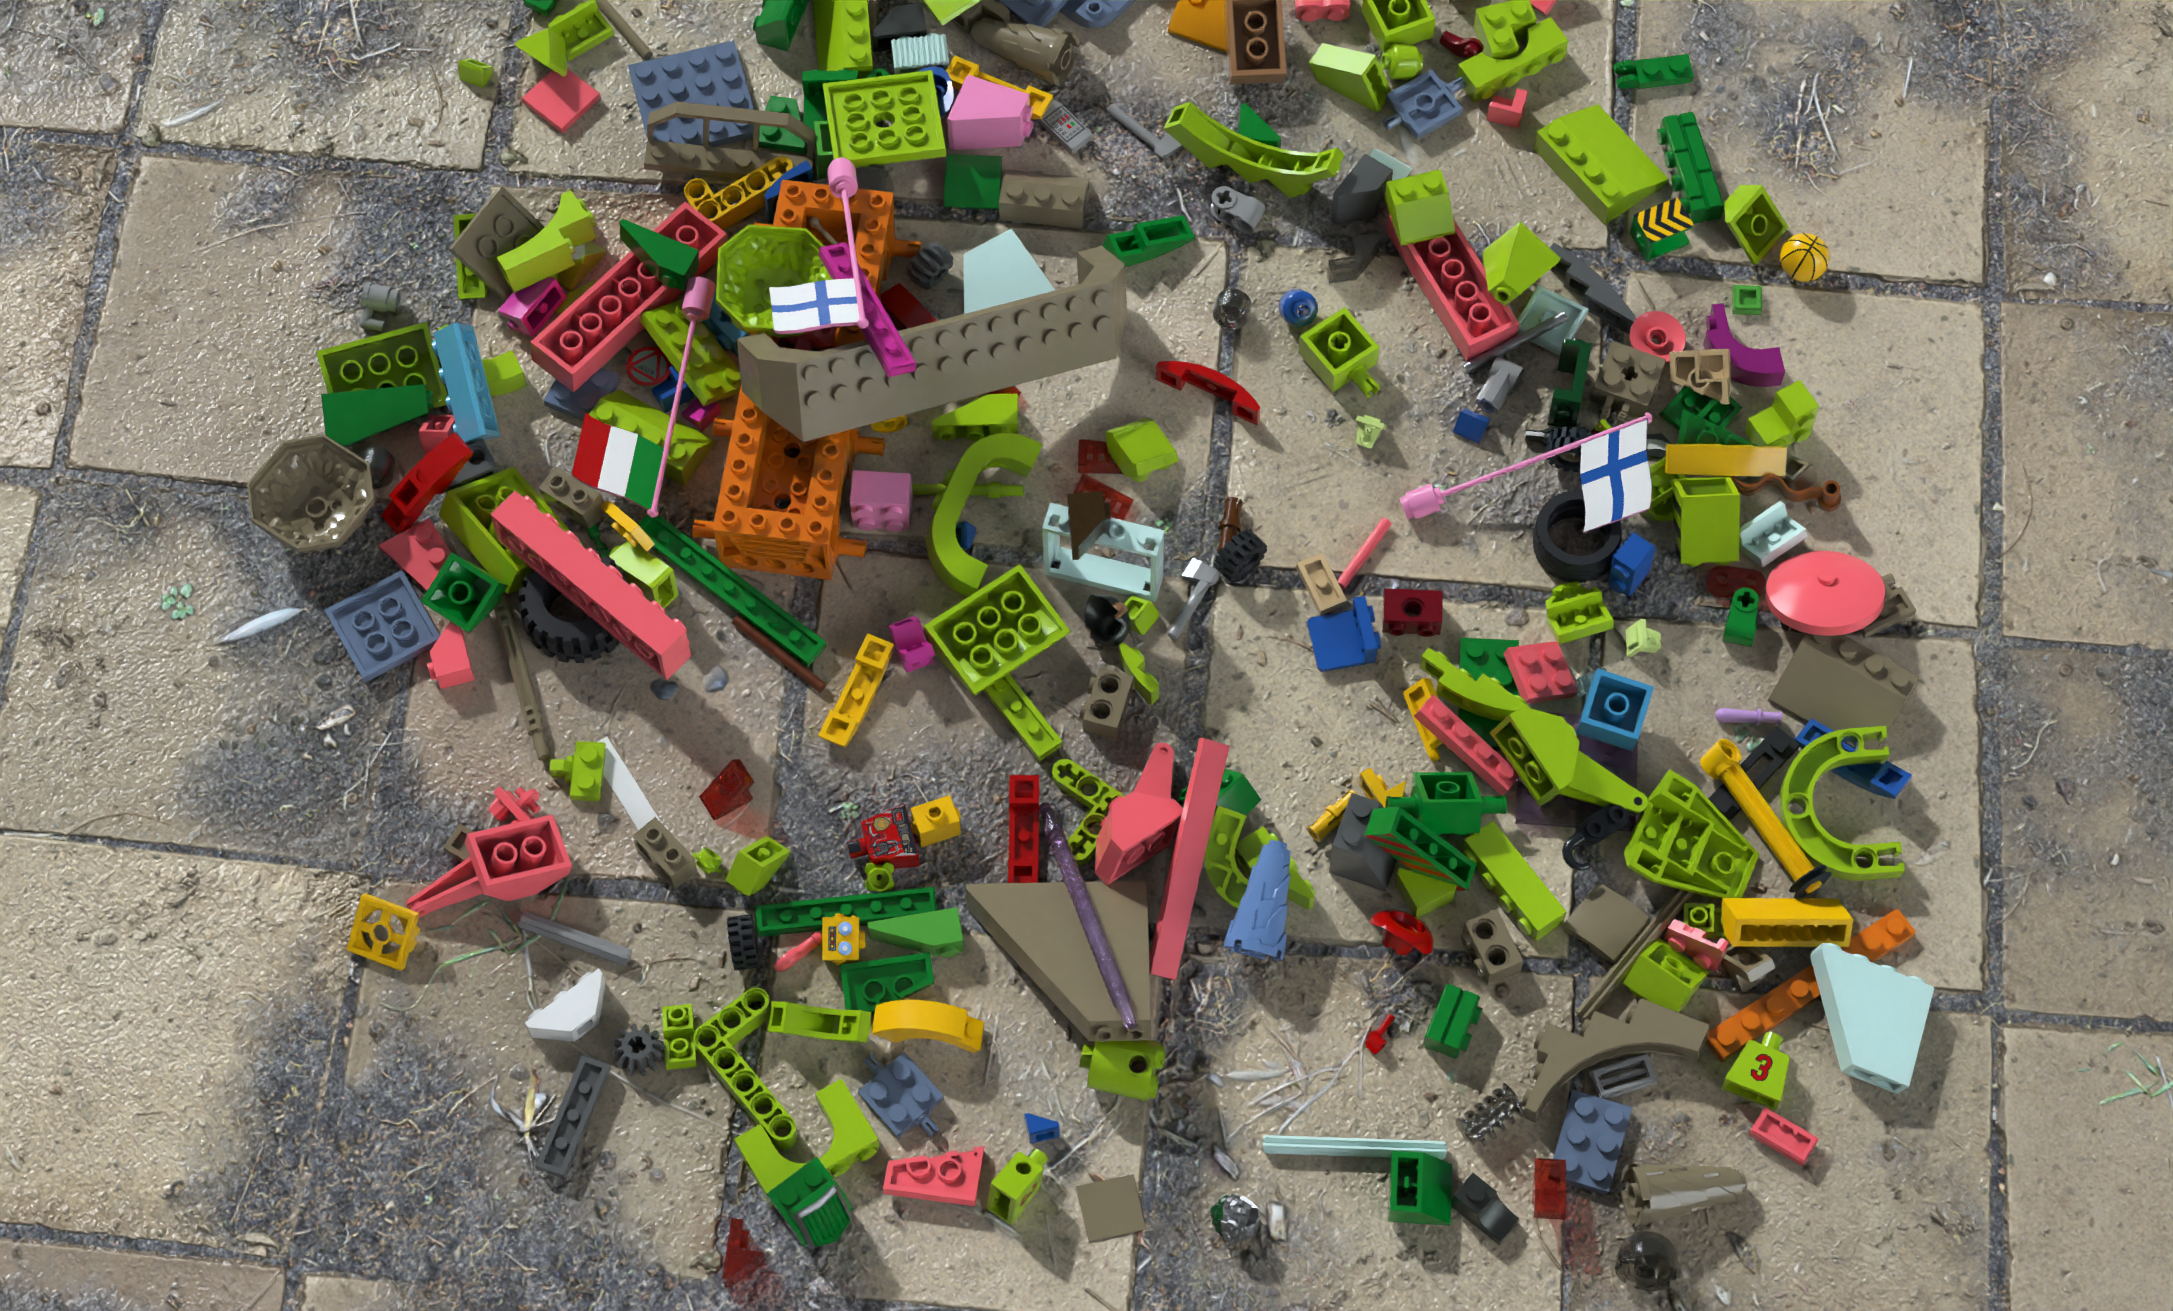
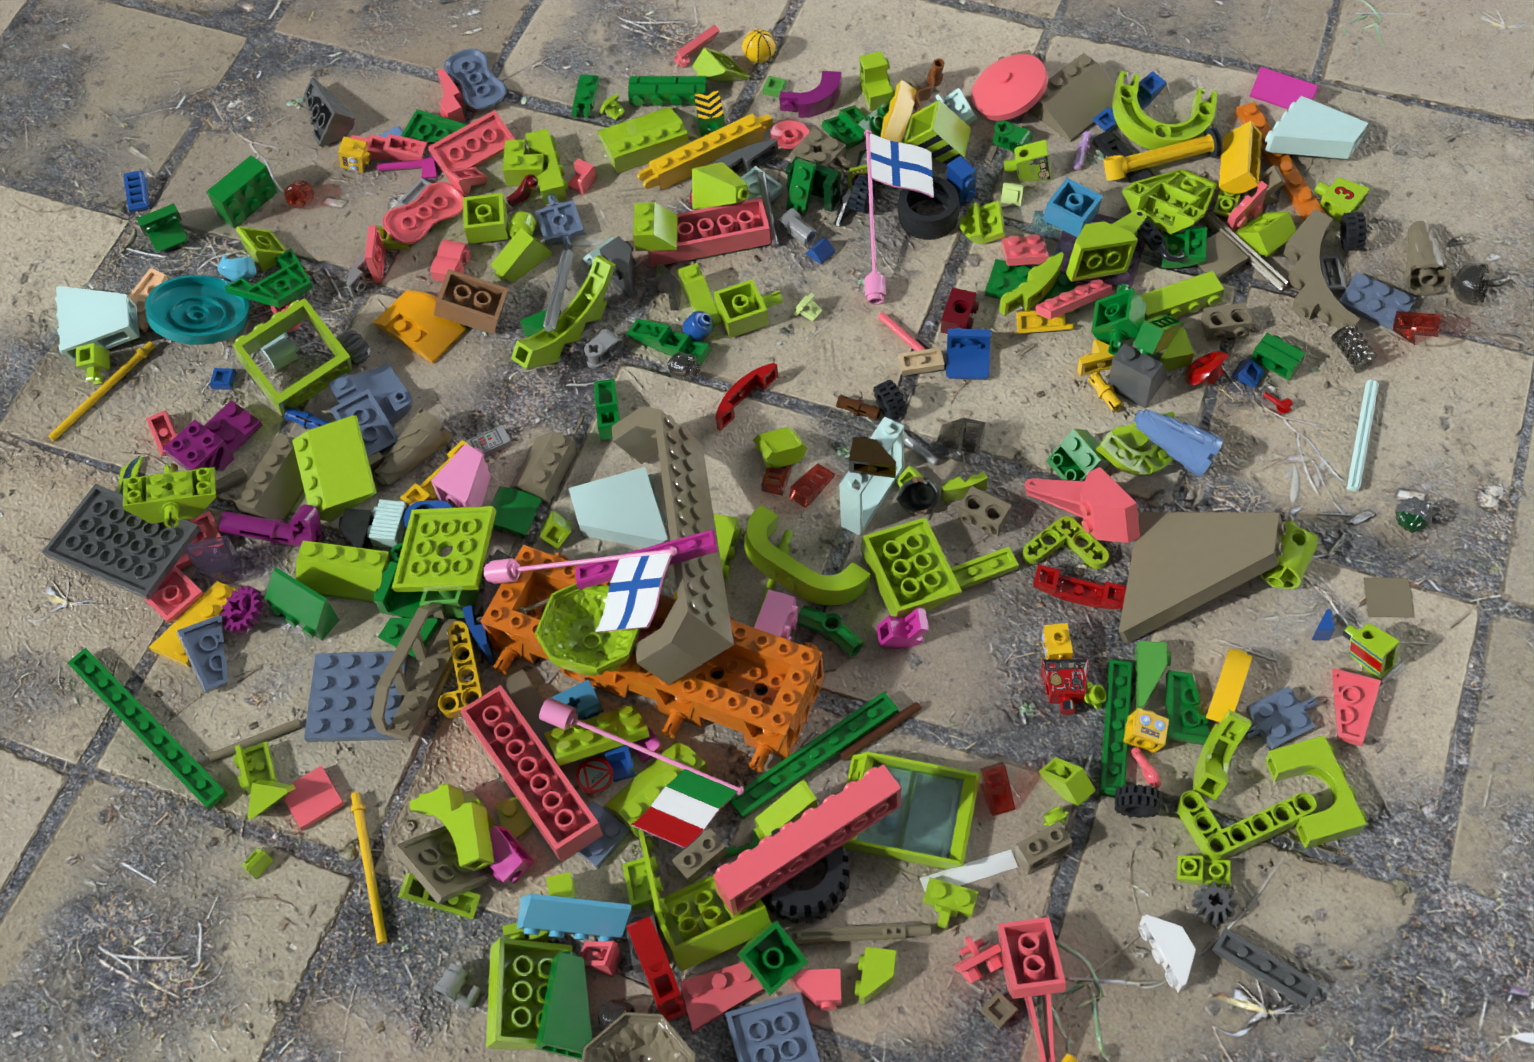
camera: 70 degrees left, 5 degrees down
(478, 710) = (877, 973): none -> lime slope
(530, 450) = (642, 882): none -> lime bracket
(556, 147) = (358, 810): none -> yellow bar
(575, 938) = (1102, 937): light grey axle -> none
(627, 527) = (742, 816): yellow hinge -> none
(664, 257) = (510, 731): green slope -> none
(690, 717) = (933, 813): none -> window
(738, 1261) = (1409, 863): clear red slope -> none
(812, 1205) = (1372, 793): green piece -> none
(858, 692) = (930, 680): yellow slope -> none
(889, 580) = (840, 636): none -> green piece
(930, 265) = (577, 547): dark grey gear -> none
(958, 234) = (555, 529): none -> lime panel
(1086, 913) = (1258, 528): clear purple hose -> none
(1162, 148) = (529, 384): light grey piece -> none
(1187, 858) = (1123, 471): coral tile -> none
(1213, 656) = (962, 435): none -> clear smoke slope
(1270, 282) = (665, 340): none -> green slope
(1303, 131) = (558, 290): none -> light grey axle
(1356, 292) = (697, 291): none -> lime slope
(1419, 991) = (1248, 372): none -> blue slope
(1419, 1189) = (1404, 404): green slope -> none
(1484, 1208) = (1419, 369): pearl dark grey arch -> none
(1556, 368) = (801, 186): none -> green hinge
(1593, 242) = (679, 163): none -> yellow hinge
(1607, 874) = (1191, 242): none -> green slope
(1639, 110) = (612, 107): none -> lime brick
(1695, 1088) = (1353, 231): none -> black tyre
(1696, 650) = (1030, 162): none -> lime torso
(1703, 371) = (827, 112): tan slope -> none
(1736, 580) = (981, 137): clear red plate -> none
(1783, 178) = (696, 44): none -> coral hinge
(1783, 1136) = (1388, 198): coral plate -> none
(1959, 970) = (1281, 89): none -> dark pink slope

